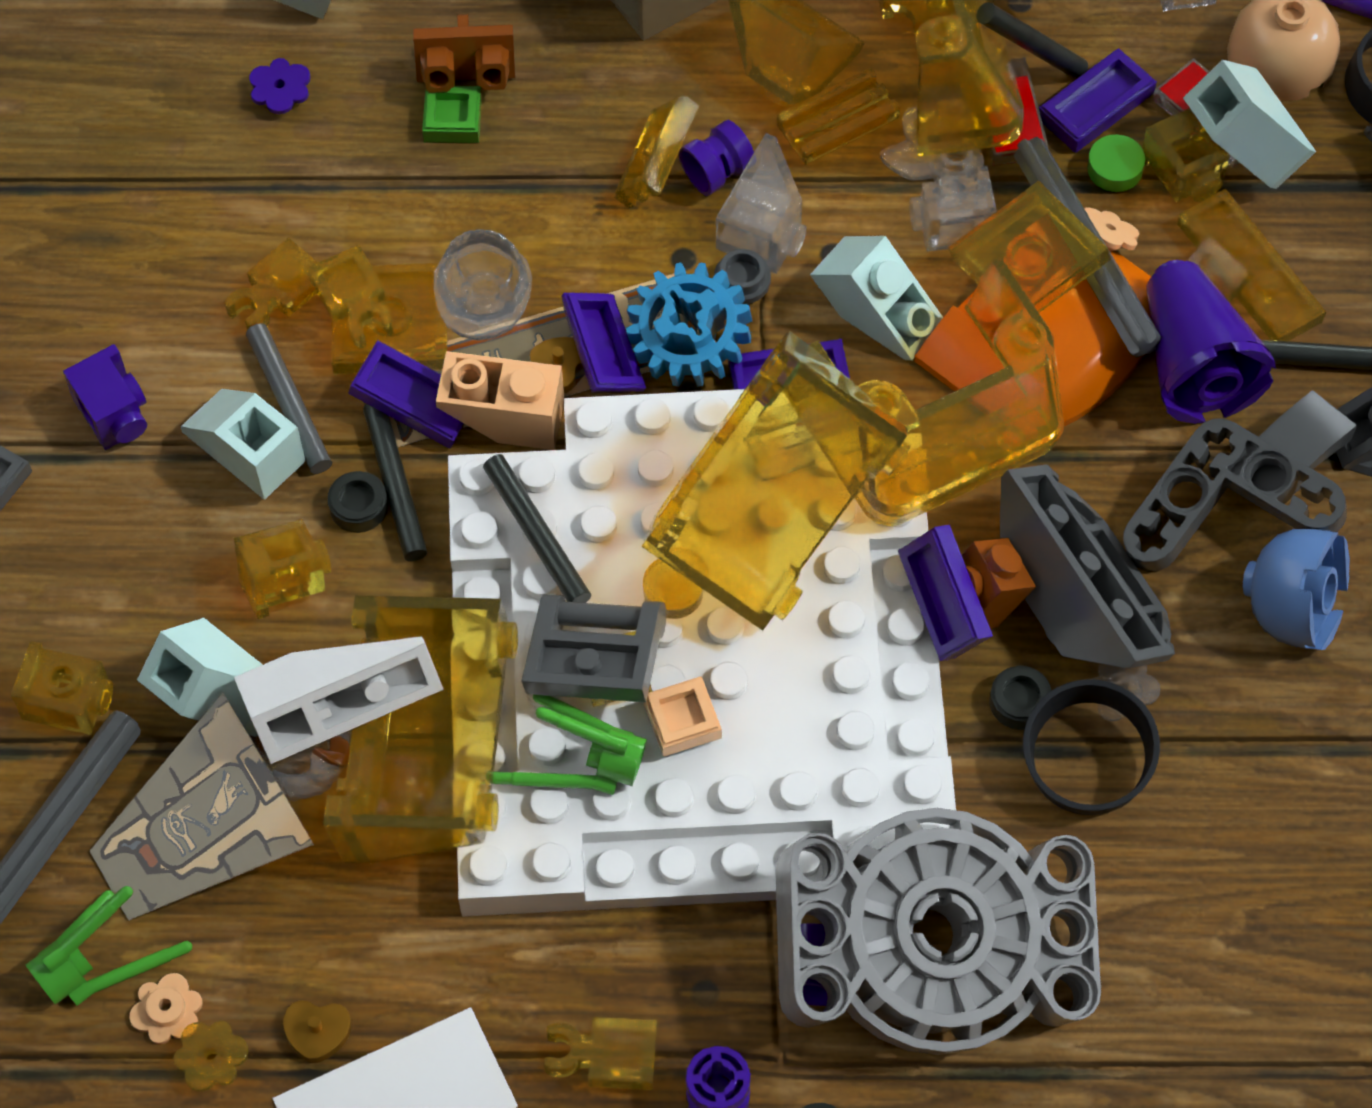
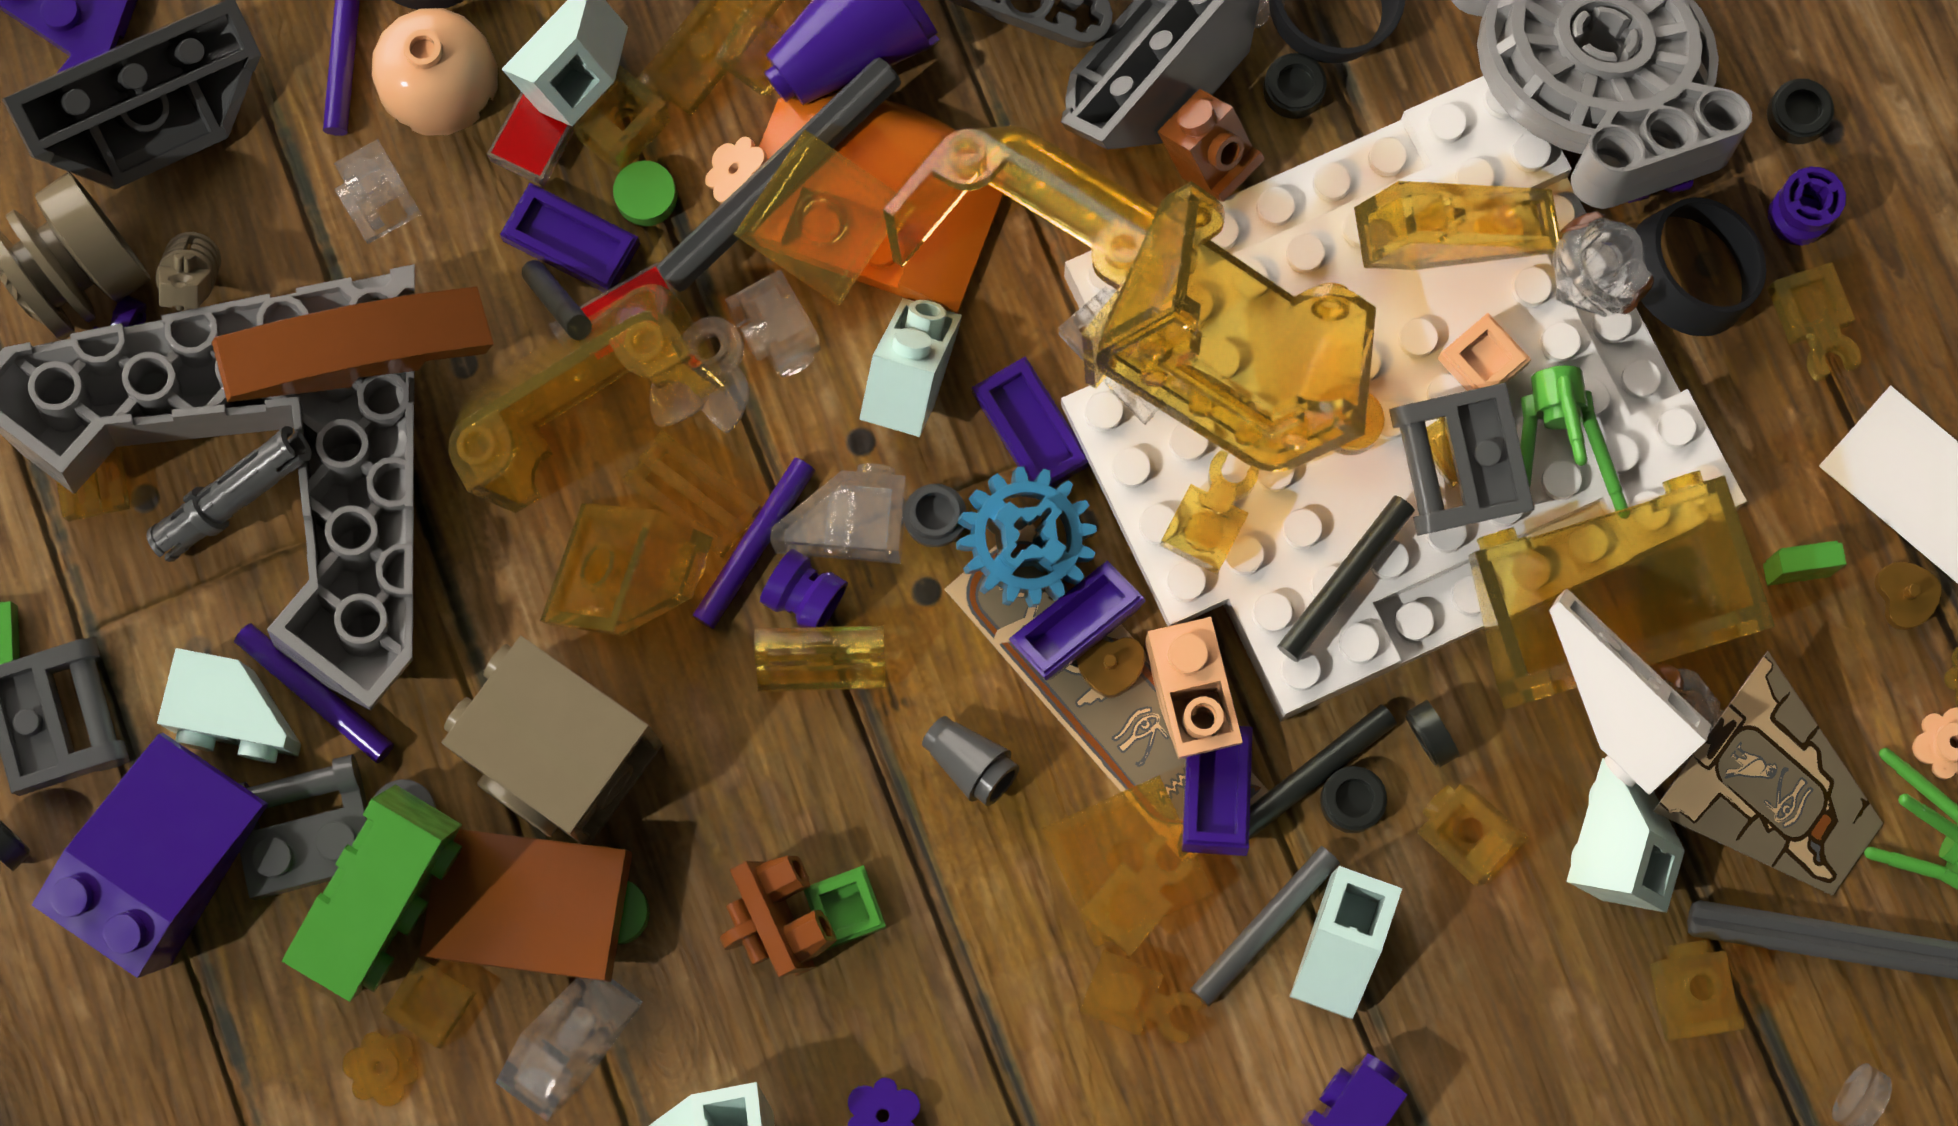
camera: 110 degrees left, 15 degrees up
(380, 572) = (1432, 734): none -> pearl dark grey tile
(383, 935) = (1804, 563): none -> bright green tile
(481, 285) = (1074, 763): clear piece -> none
(530, 226) = (972, 761): none -> dark grey cone
(633, 436) = (1208, 521): none -> clear yellow plate
(671, 898) = (1669, 300): none -> black tyre
(722, 835) = (1600, 266): none -> clear hair
(758, 125) = (753, 543): none -> dark purple bar
(810, 735) = (1454, 225): none -> clear yellow slope
(945, 593) = (1248, 162): dark purple tile -> none

